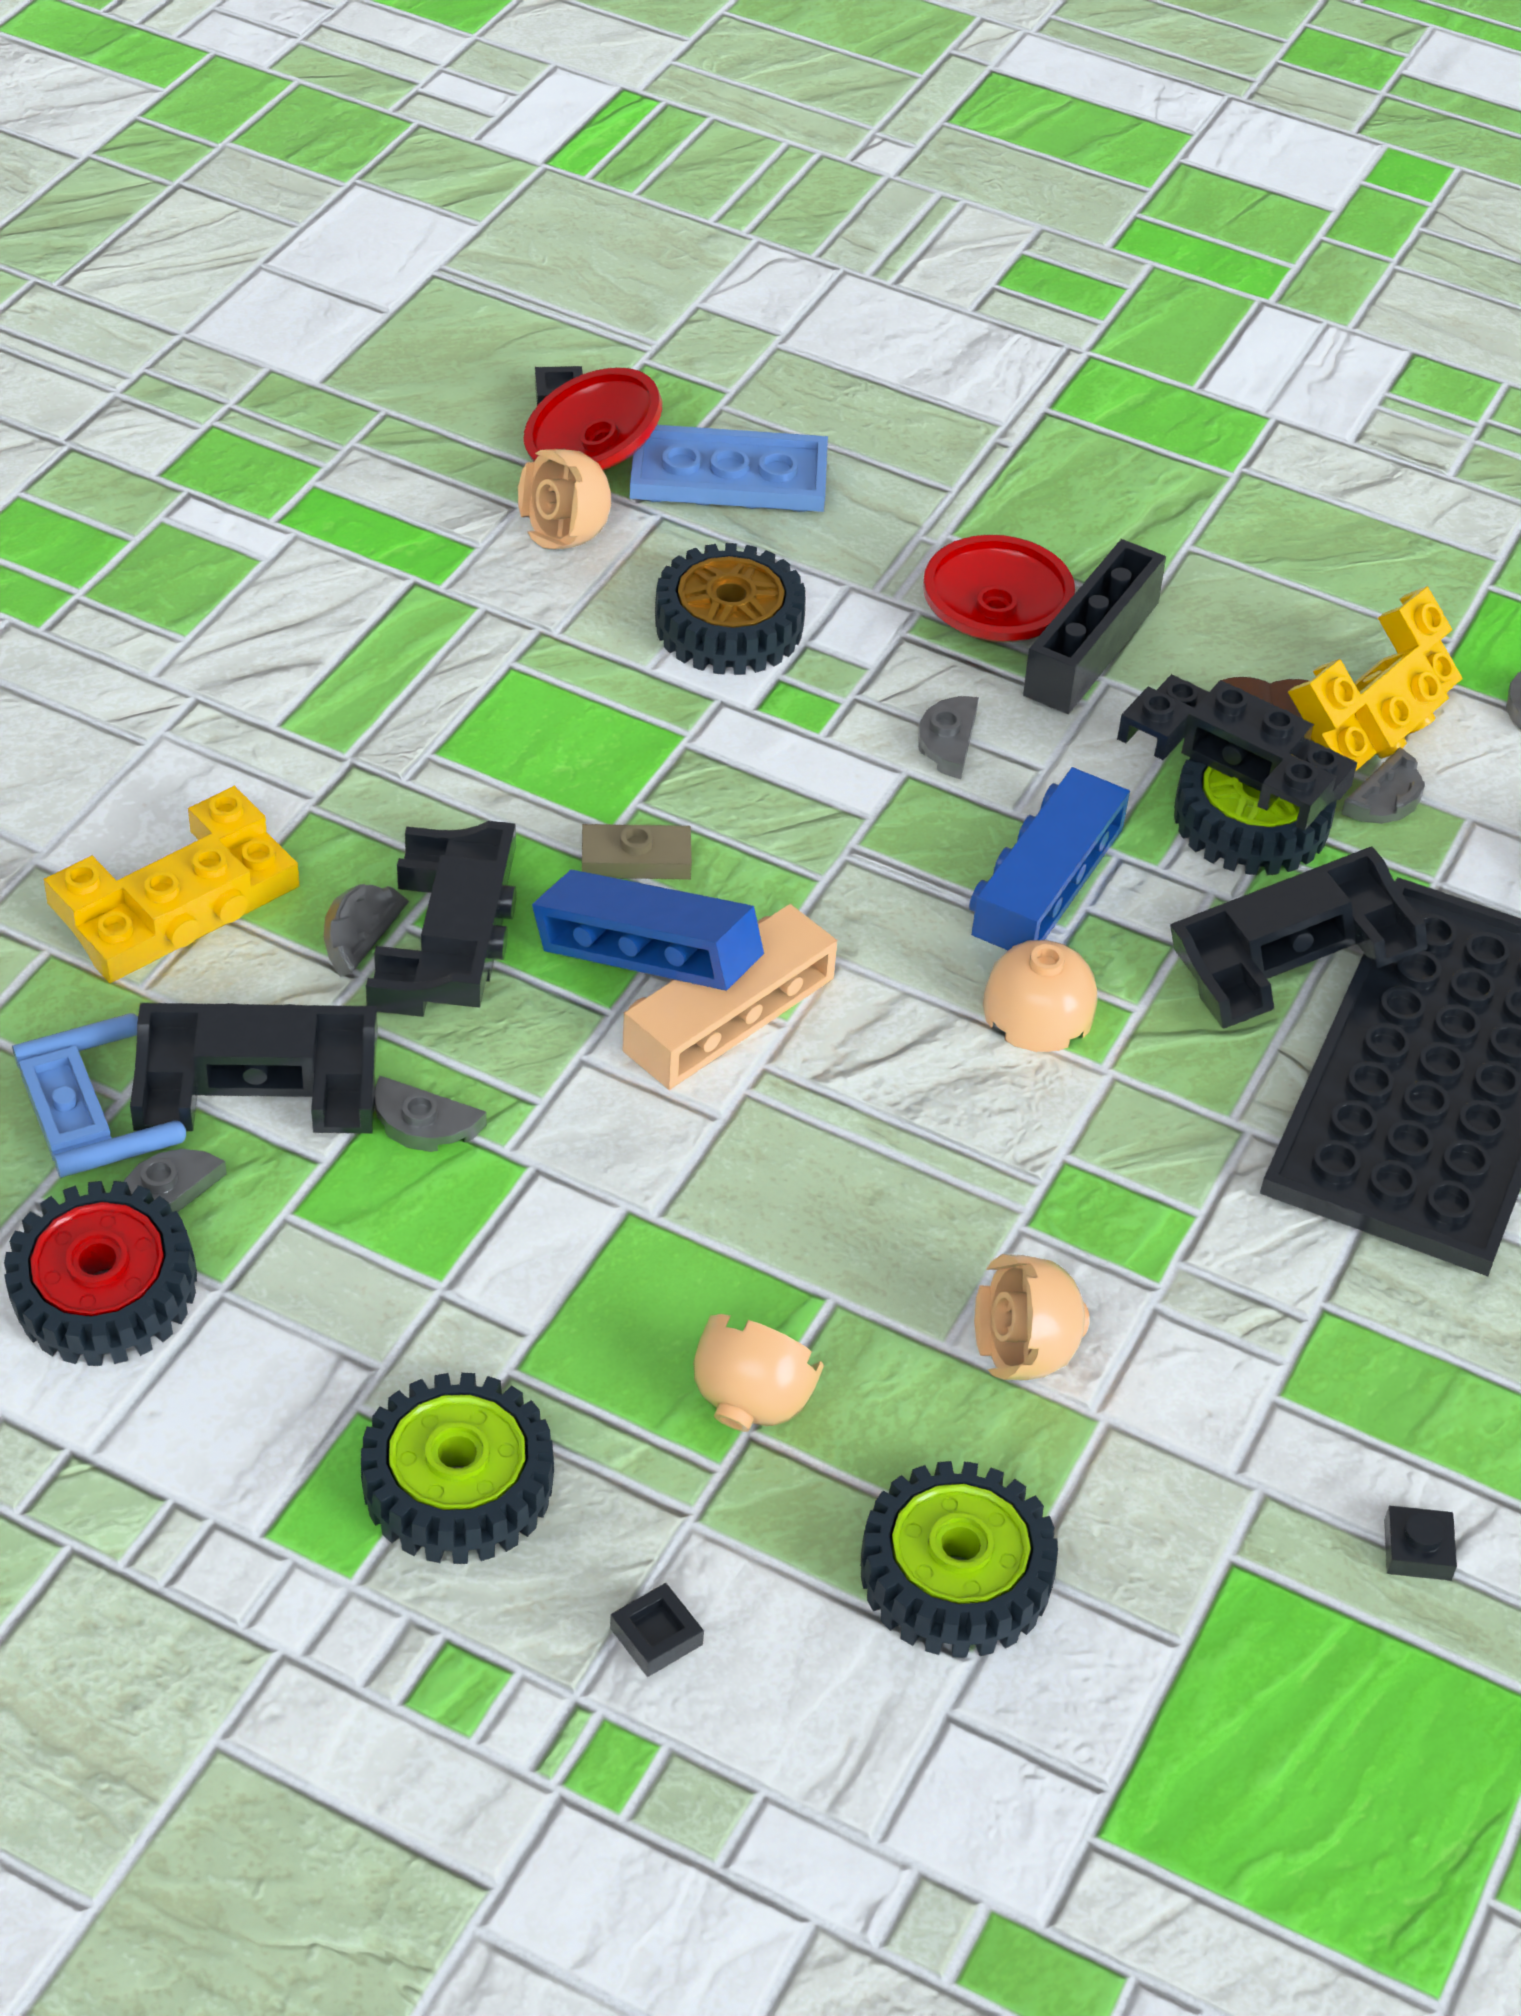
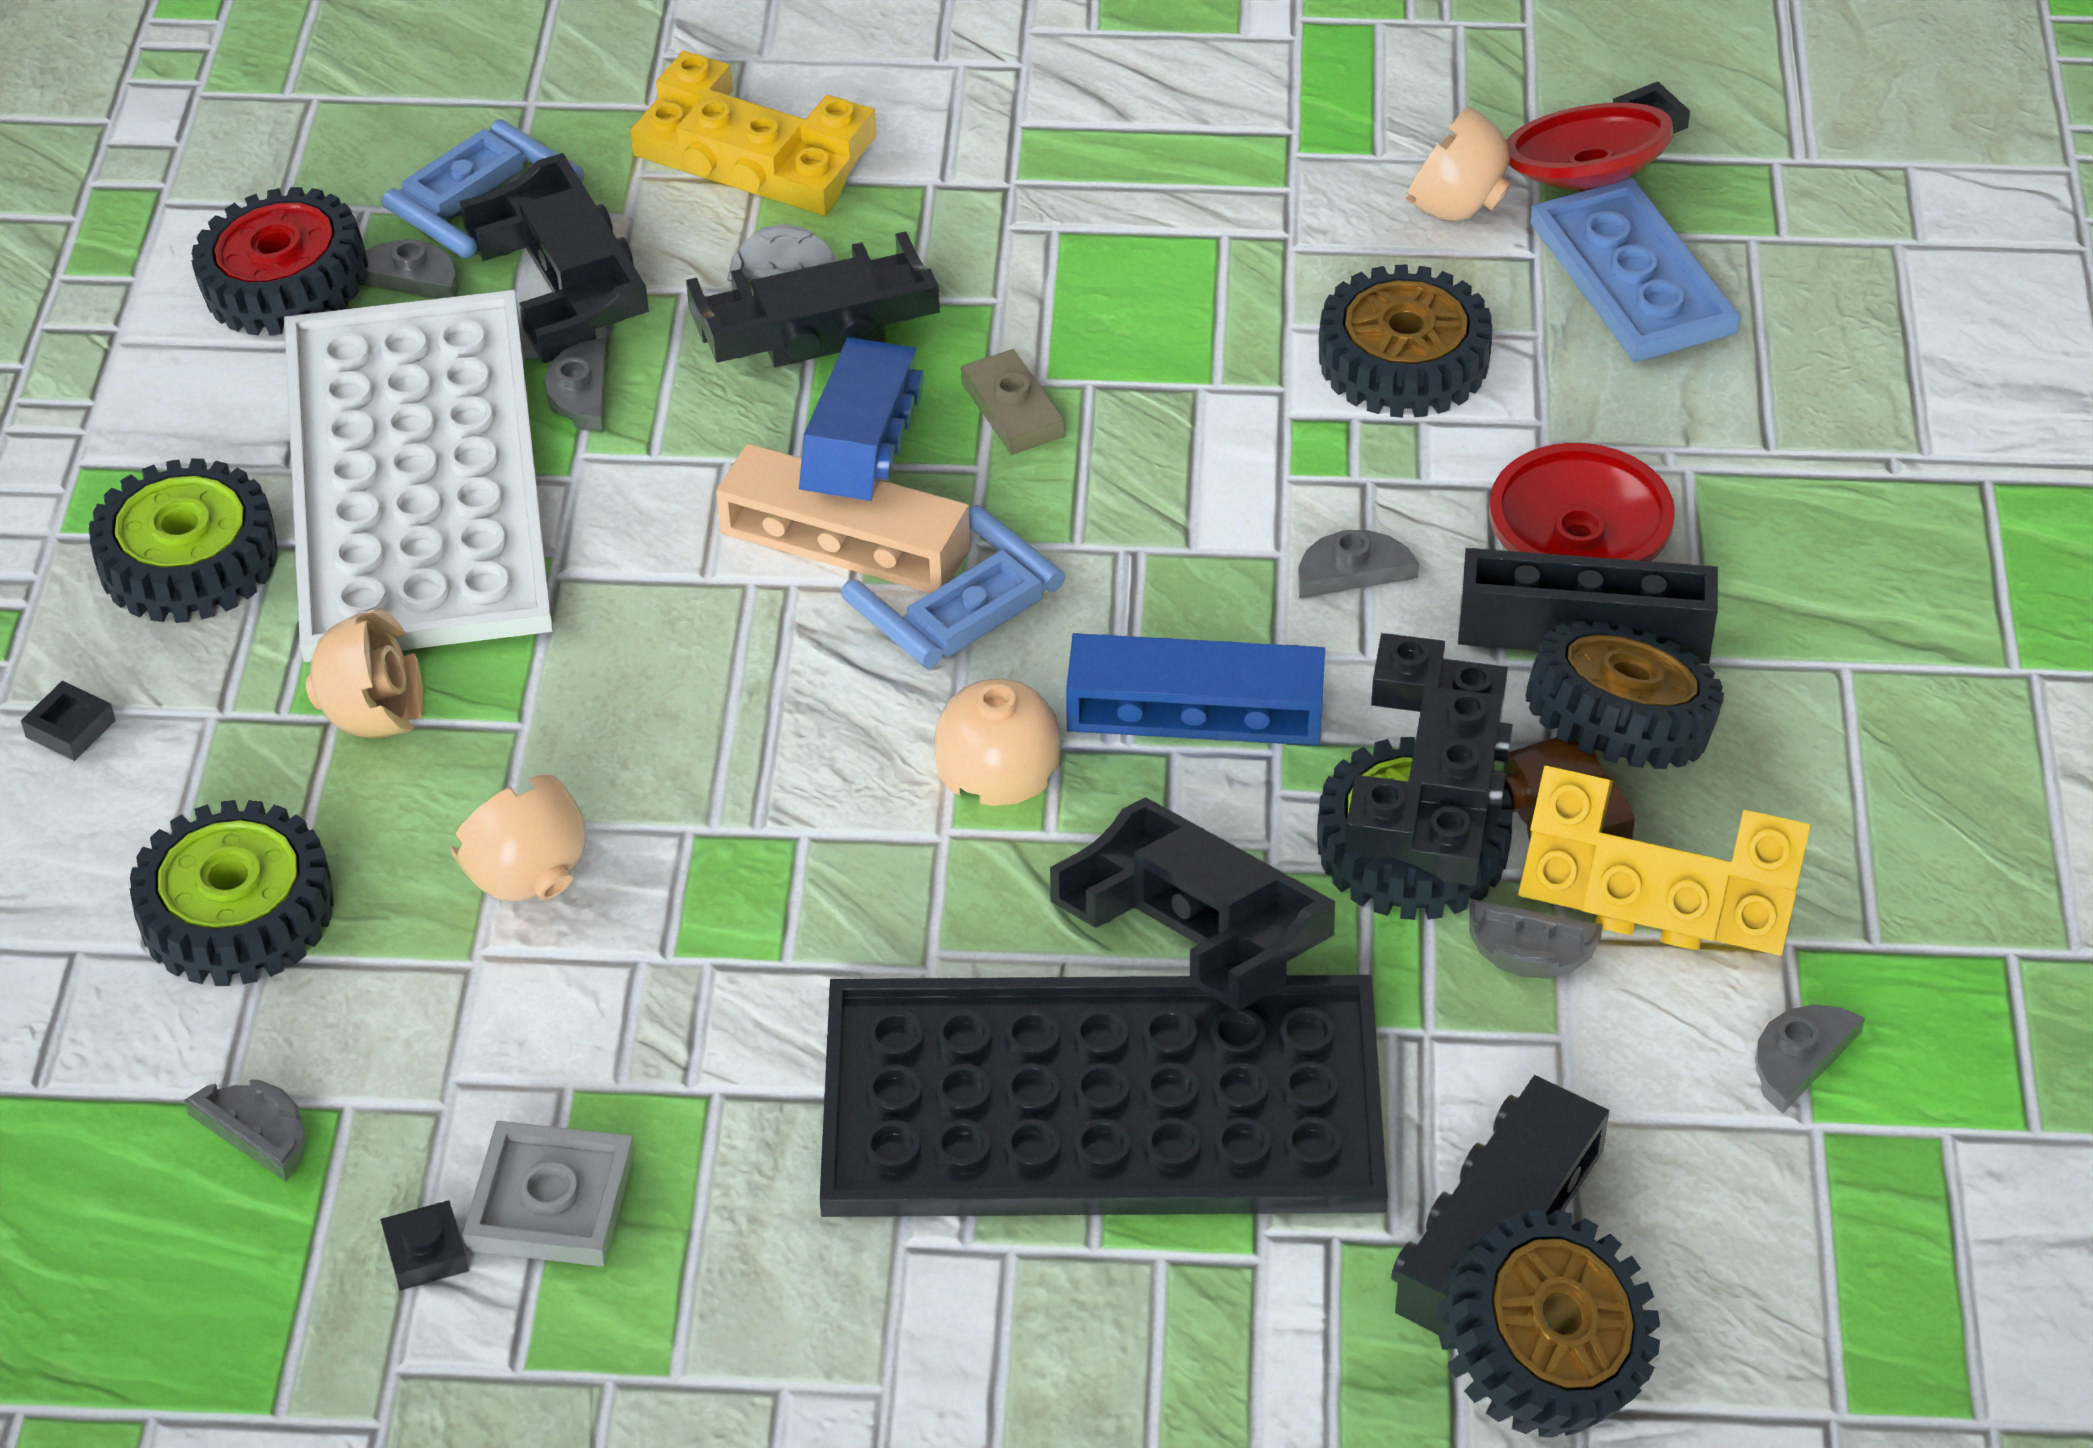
camera: 70 degrees right, 0 degrees up
(468, 1268) = (415, 471): none -> white plate
(873, 956) = (970, 602): none -> medium blue plate
(1202, 639) = (1624, 694): none -> black wheel
(1244, 1618) = (256, 1121): none -> flat silver plate
(1407, 1435) = (549, 1193): none -> light grey plate

